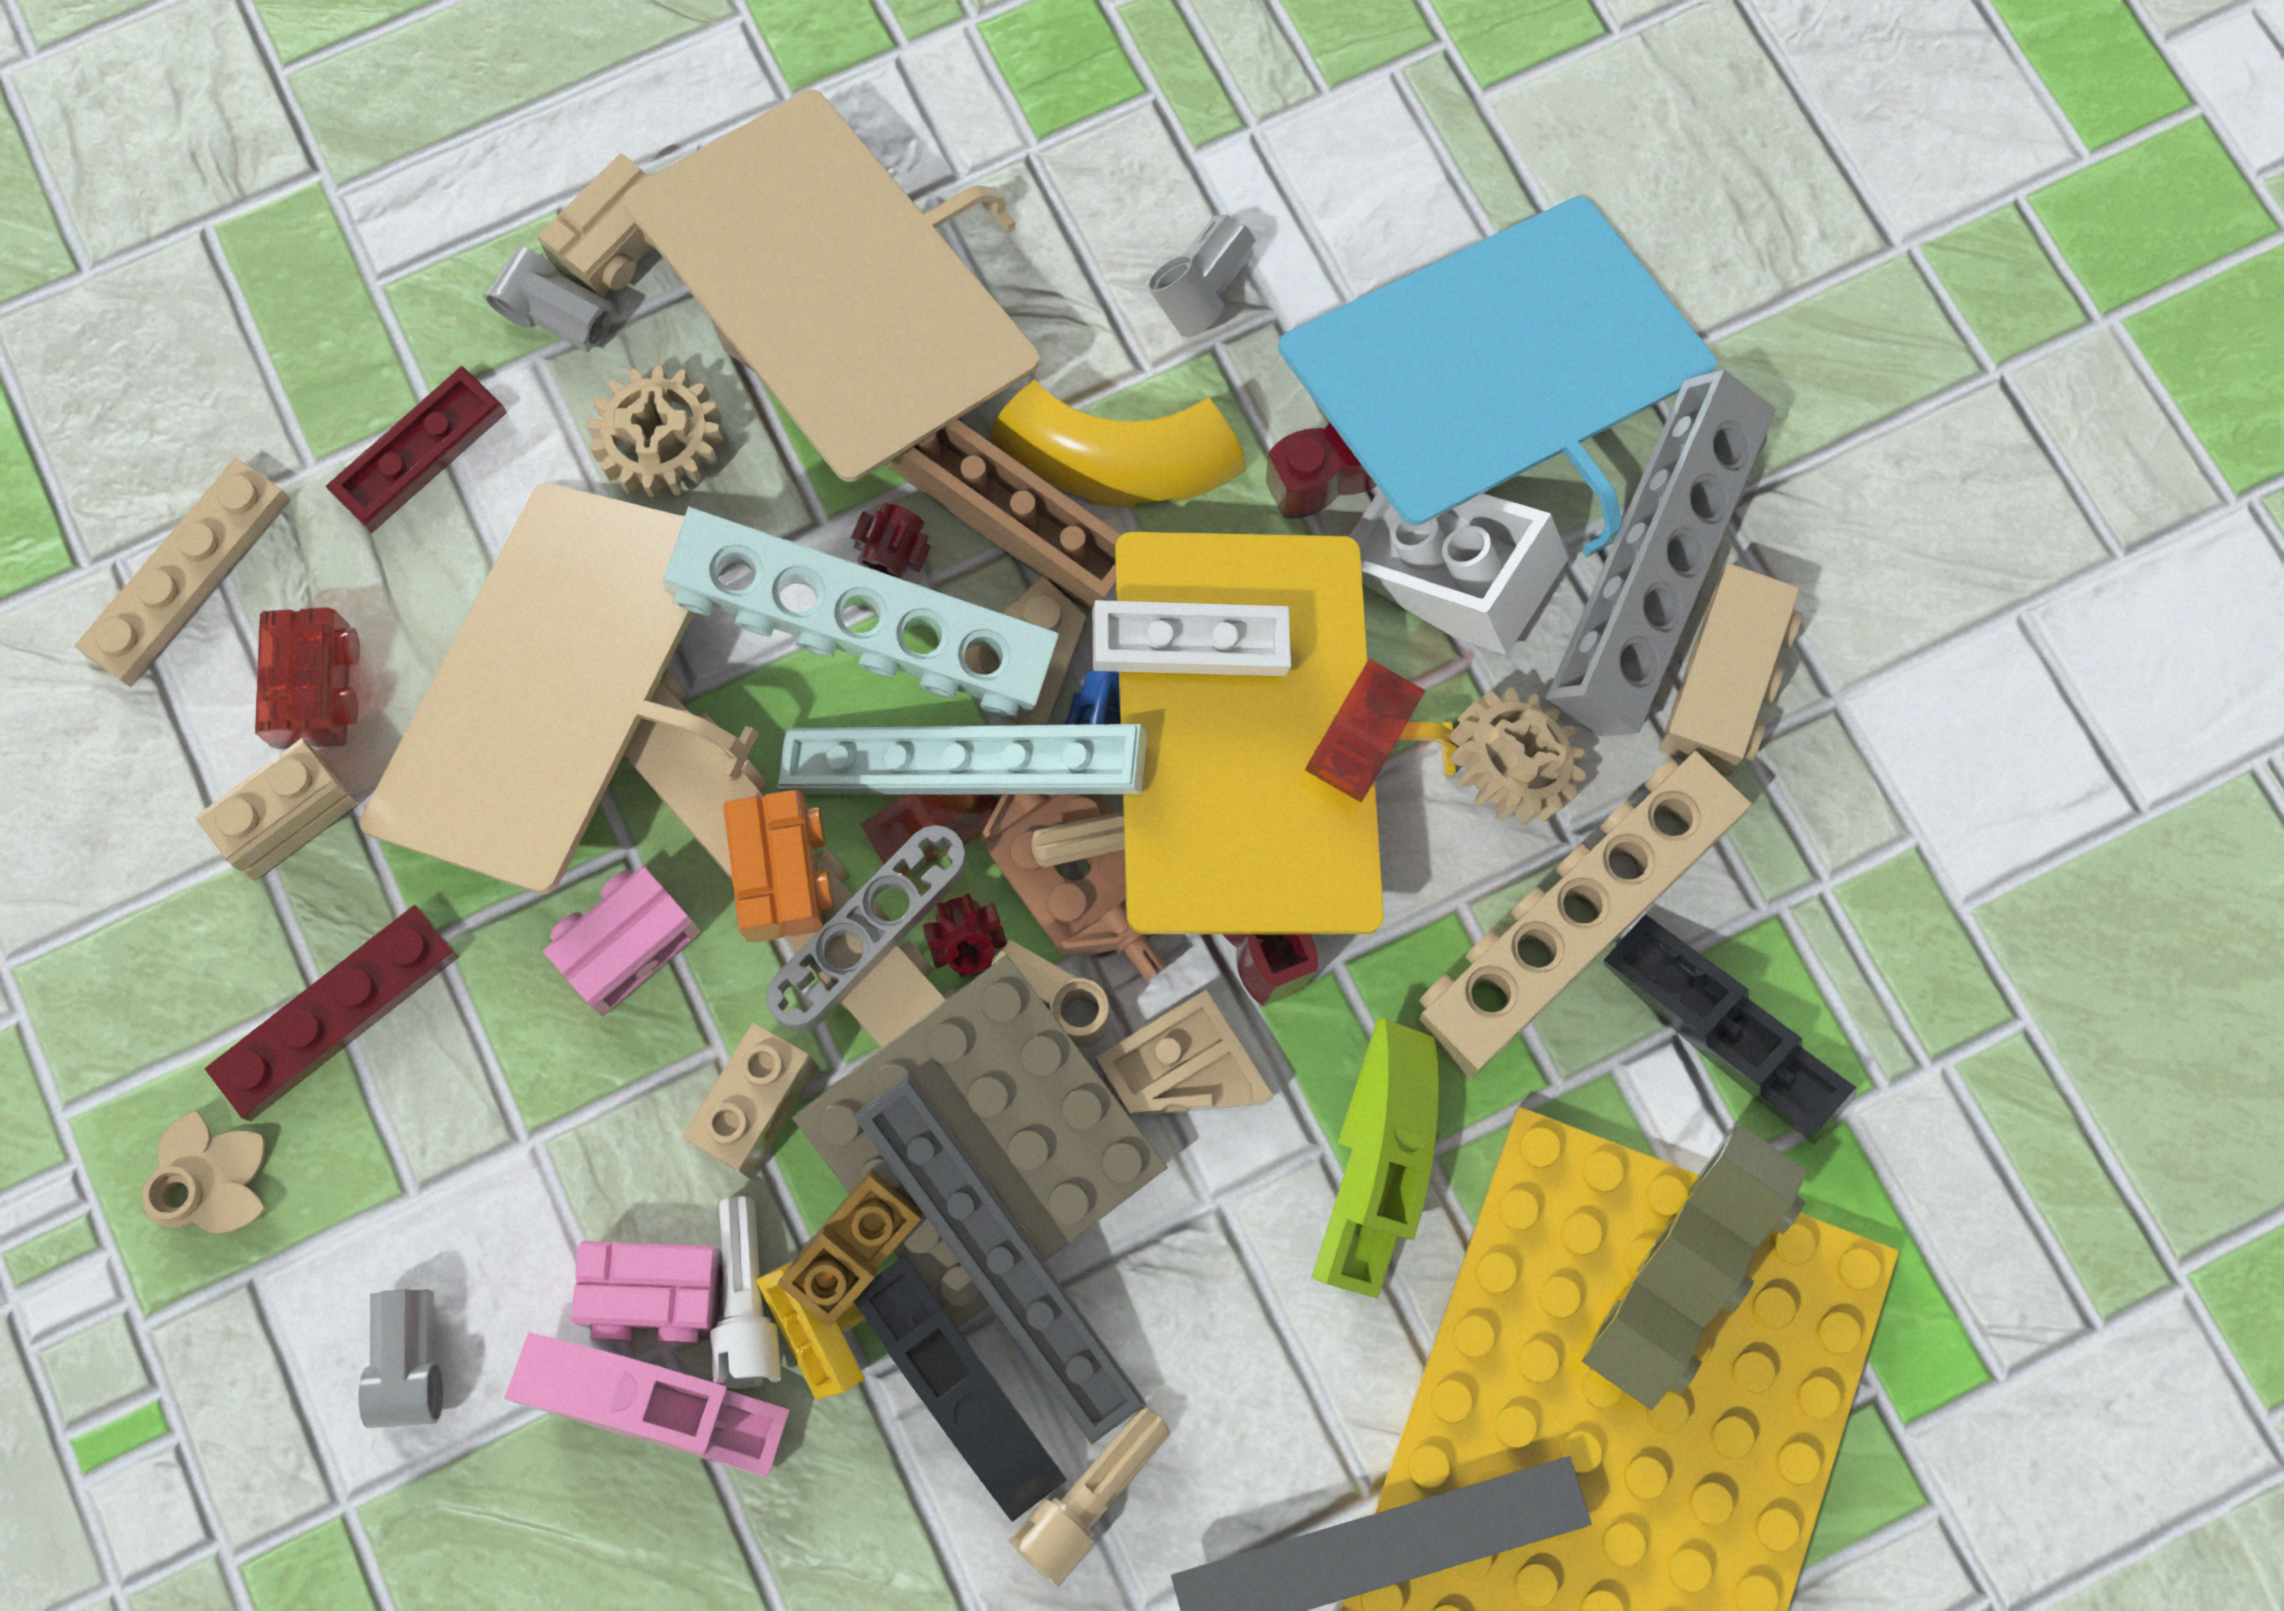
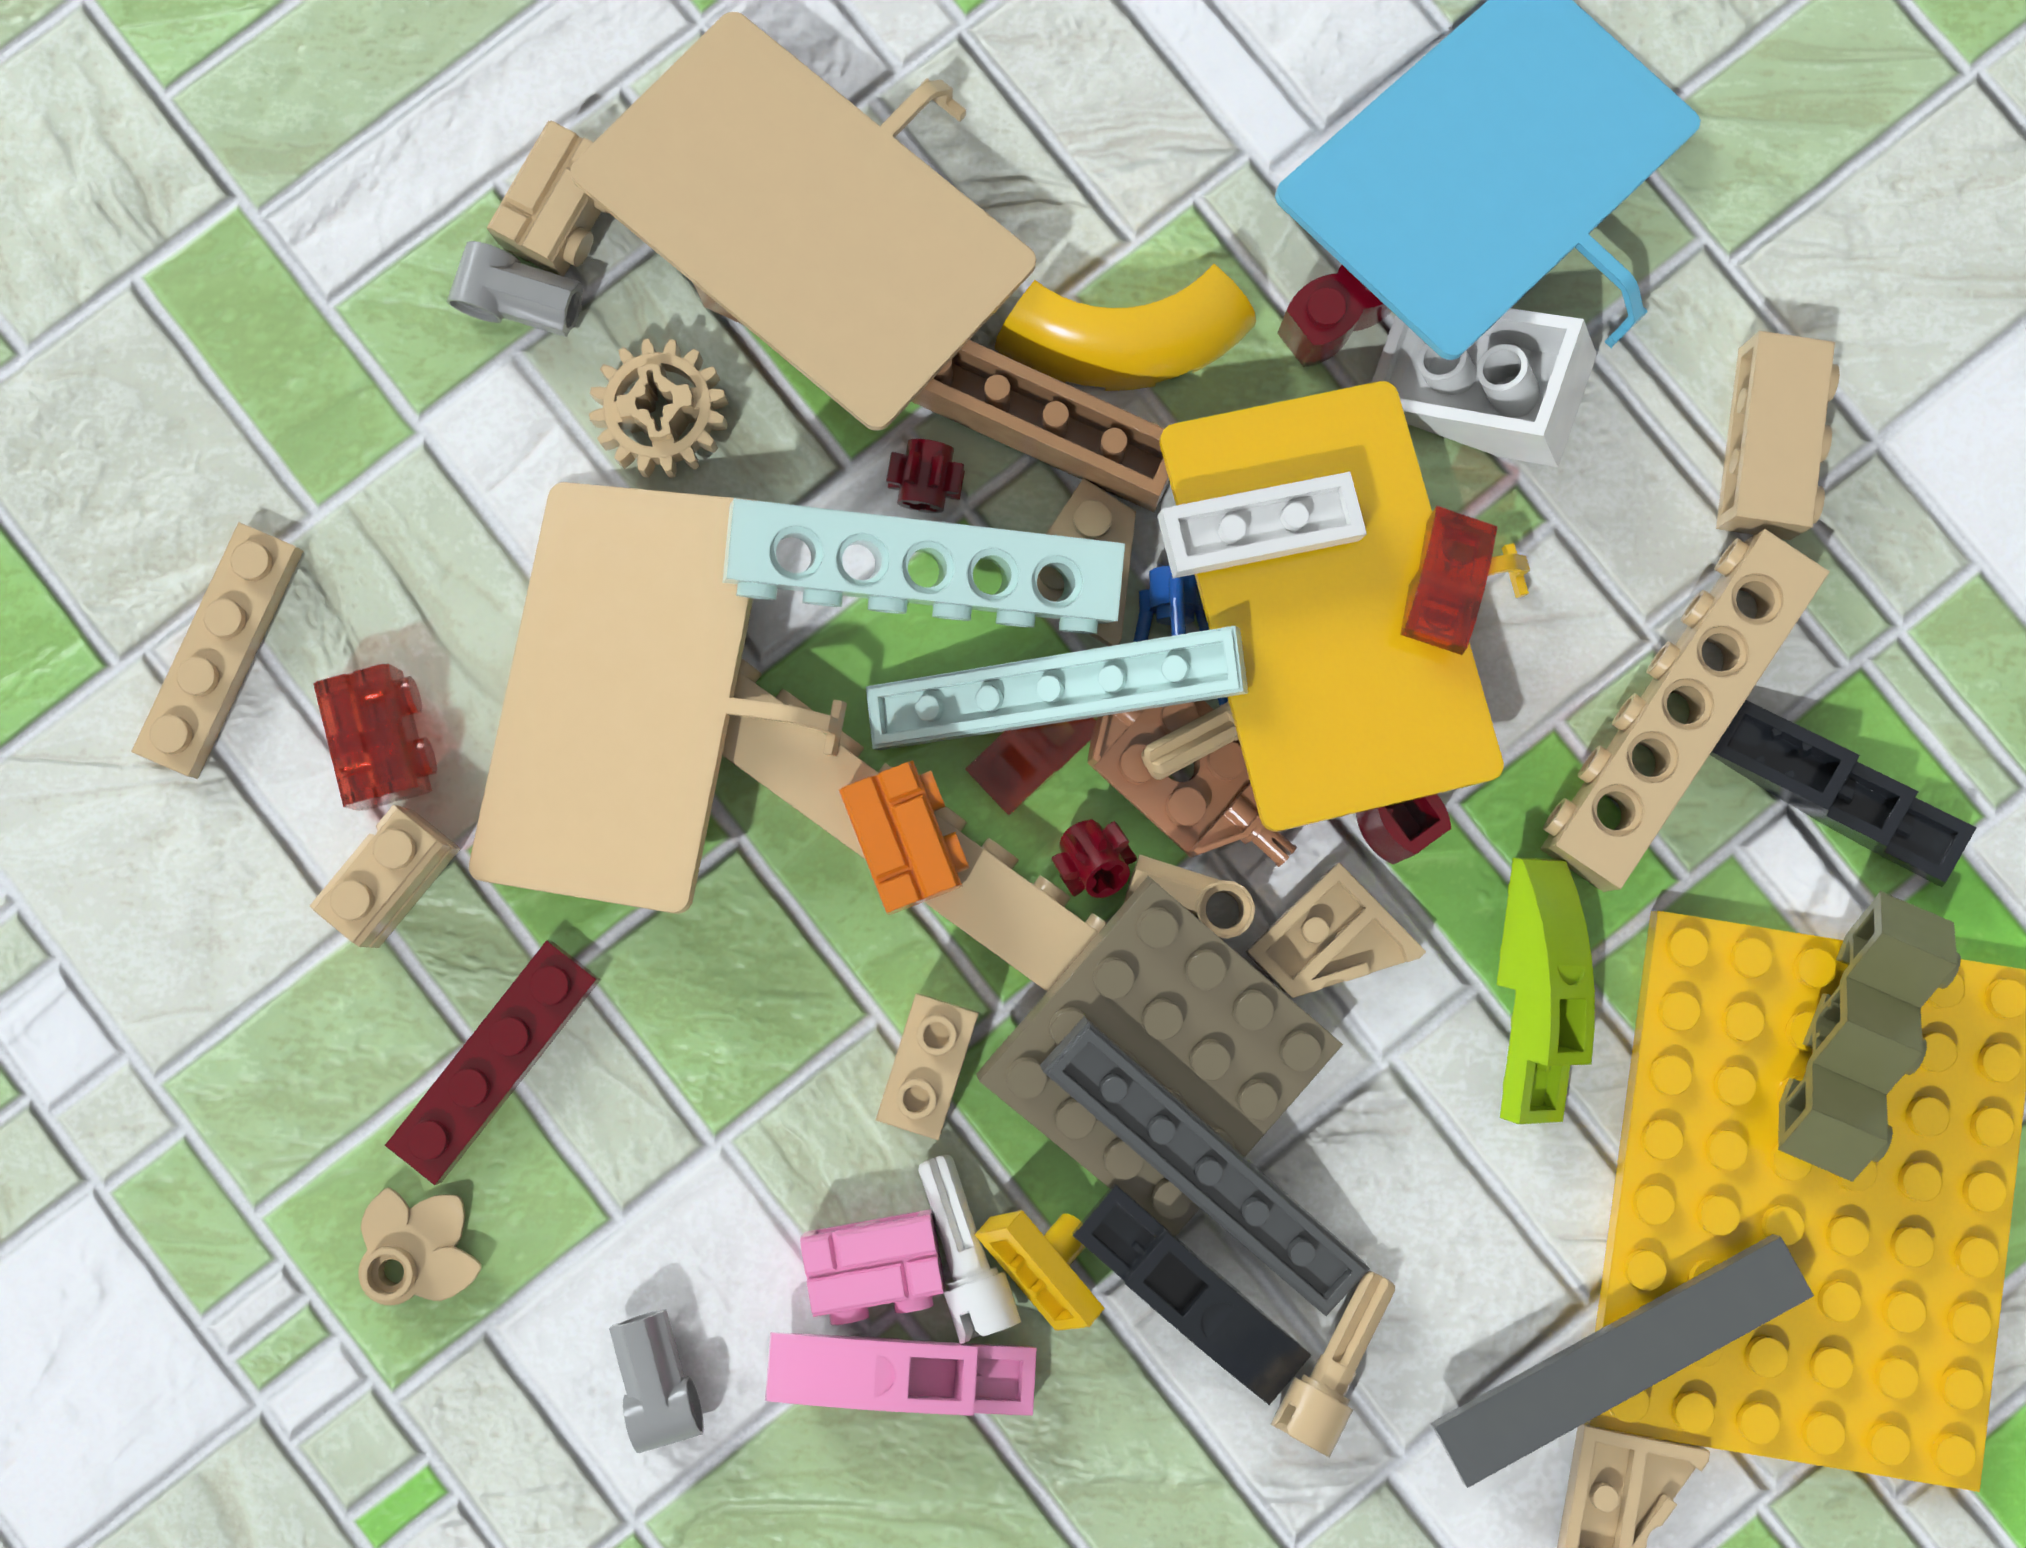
camera: 15 degrees left, 10 degrees up
(416, 449) = (419, 474): dark red tile -> none
(620, 939) = (758, 933): bright pink brick -> none
(850, 1248) = (1063, 1193): pearl gold slope -> none
(859, 920) = (1011, 881): light grey beam -> none
(1192, 283) = (1164, 141): light grey piece -> none
(1517, 756) = (1590, 568): tan gear -> none
(1661, 555) = (1690, 331): light grey brick -> none

